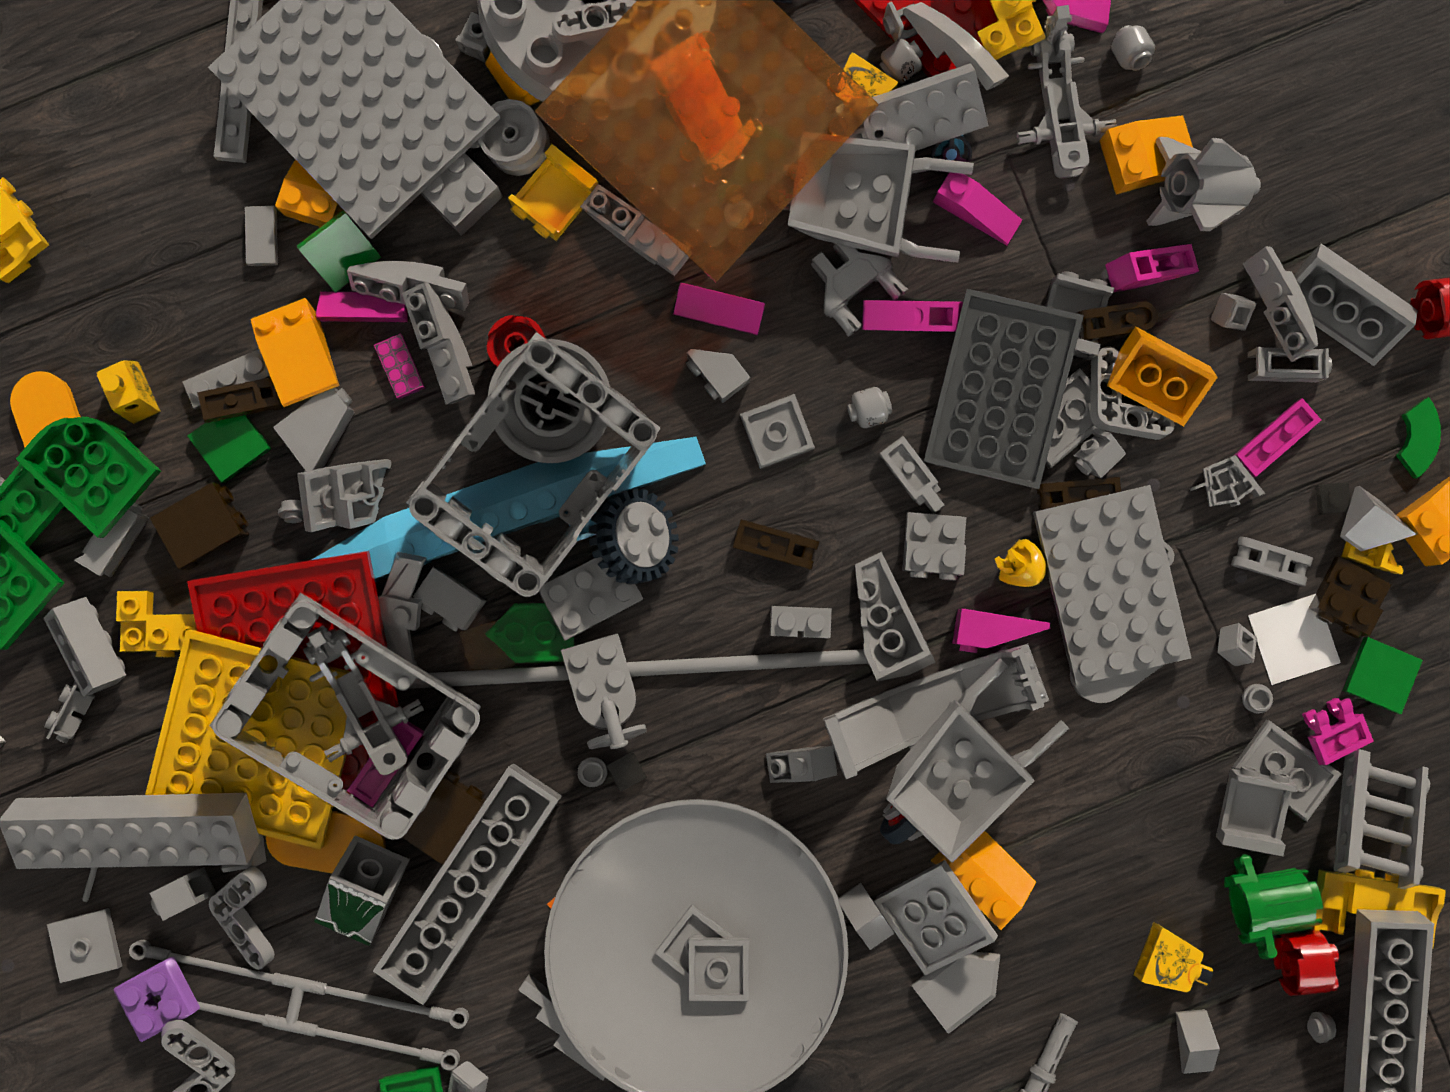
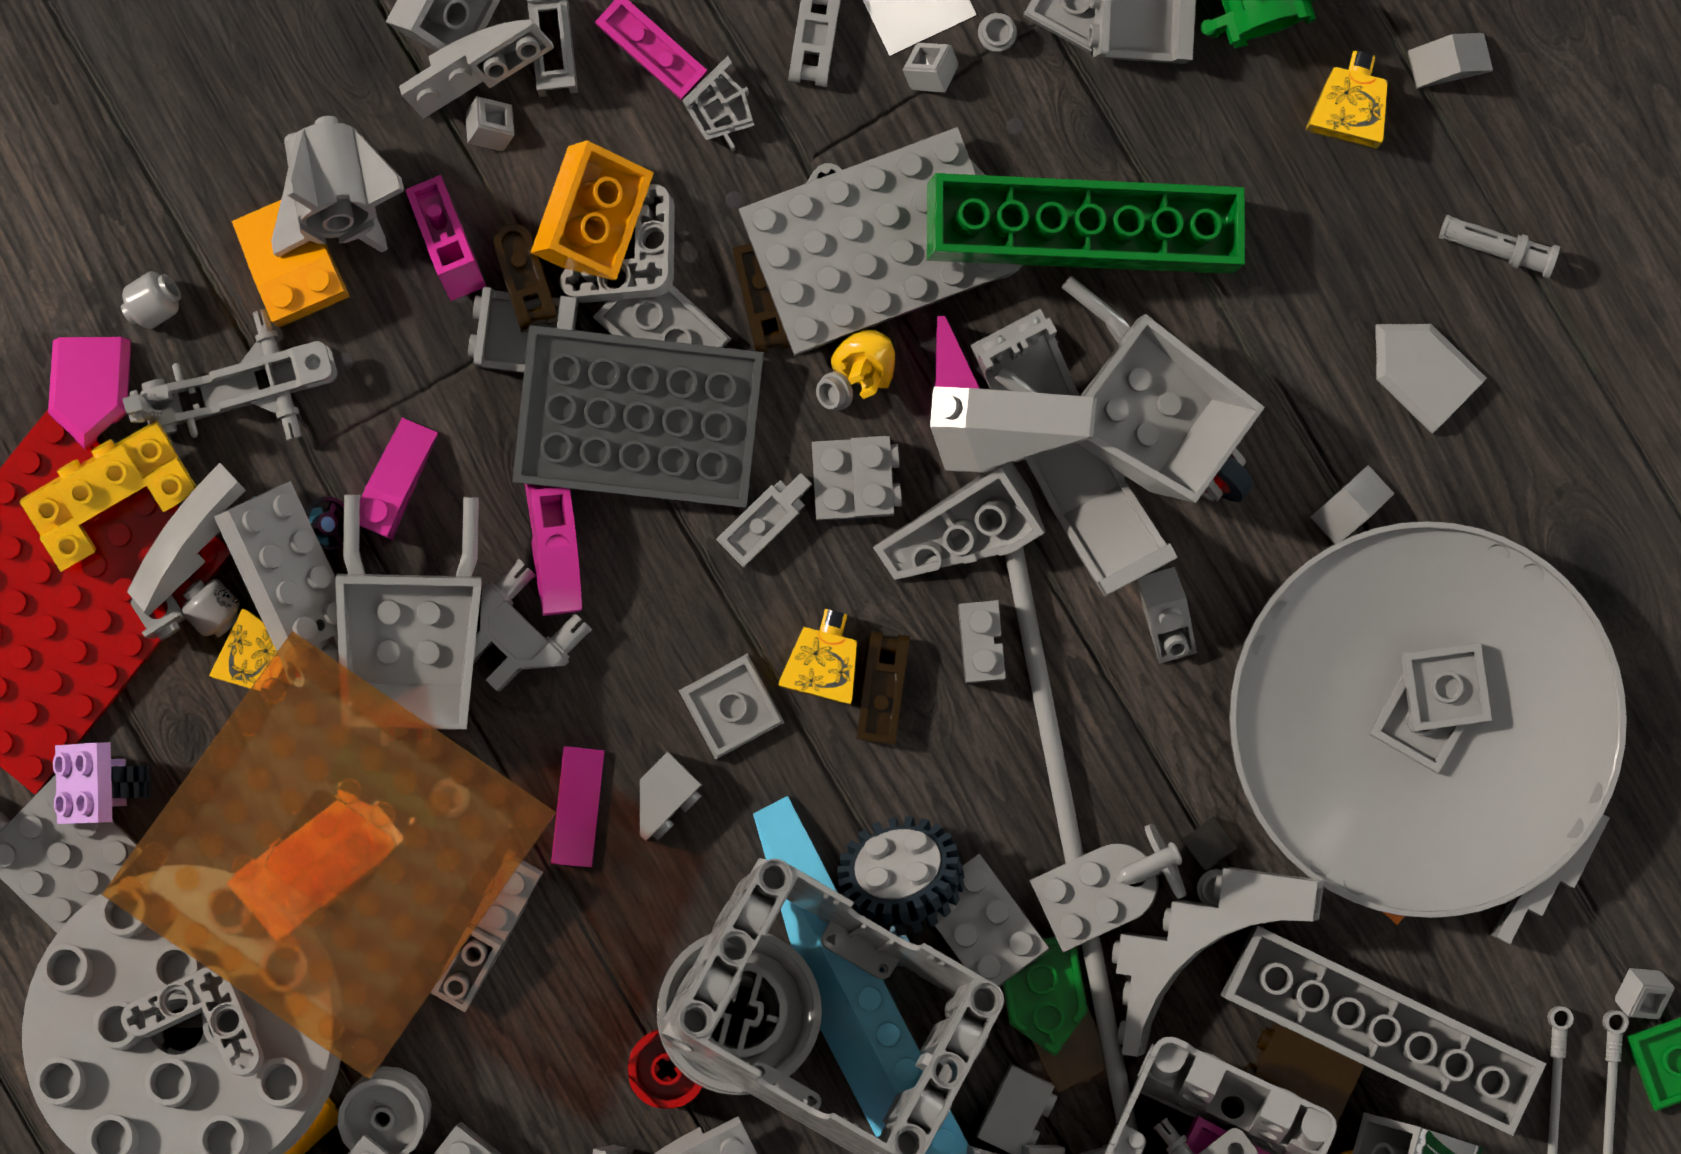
camera: 90 degrees left, 0 degrees up
(544, 718) = (1156, 961): none -> light grey arch
(553, 194) = (452, 1051): yellow panel -> none
(801, 502) = (823, 661): none -> torso
(870, 407) = (683, 587): light grey head -> none
(935, 918) = (1339, 416): light grey plate -> none
(963, 655) = (995, 427): none -> light grey wedge
(991, 879) = (1278, 353): light orange slope -> none
(1001, 538) = (834, 391): none -> light grey plate
(1099, 454) = (706, 279): light grey brick -> none
(1108, 744) = (1085, 223): none -> green brick

